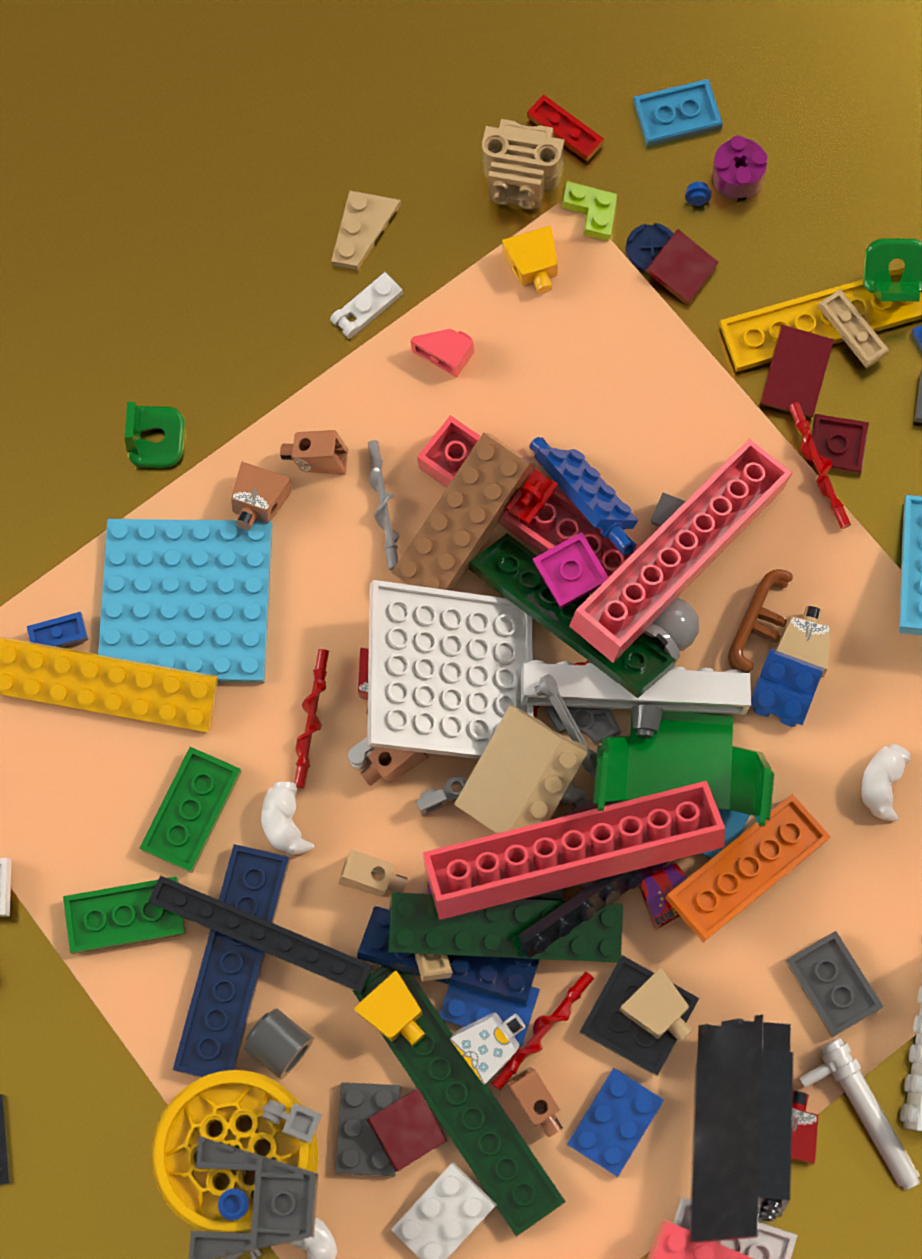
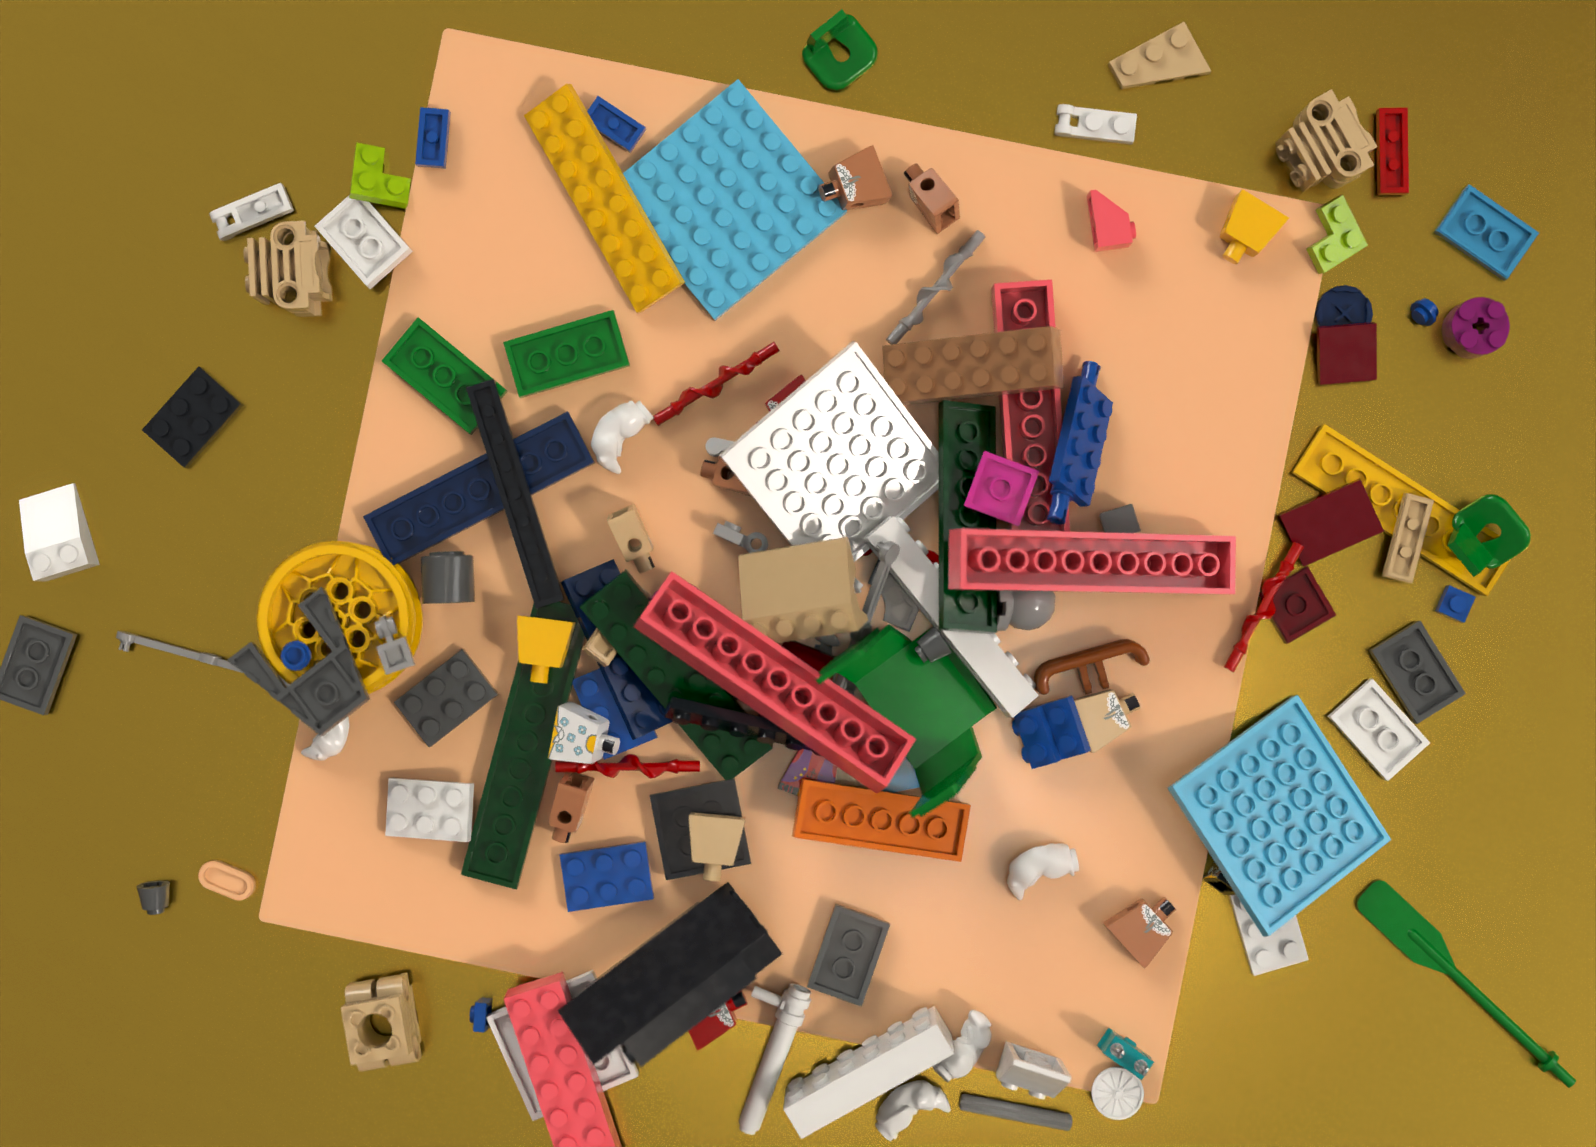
camera: 50 degrees right, 15 degrees up
(406, 1129) = (468, 728): dark red tile -> none
(531, 497) = (1034, 407): red hips -> none

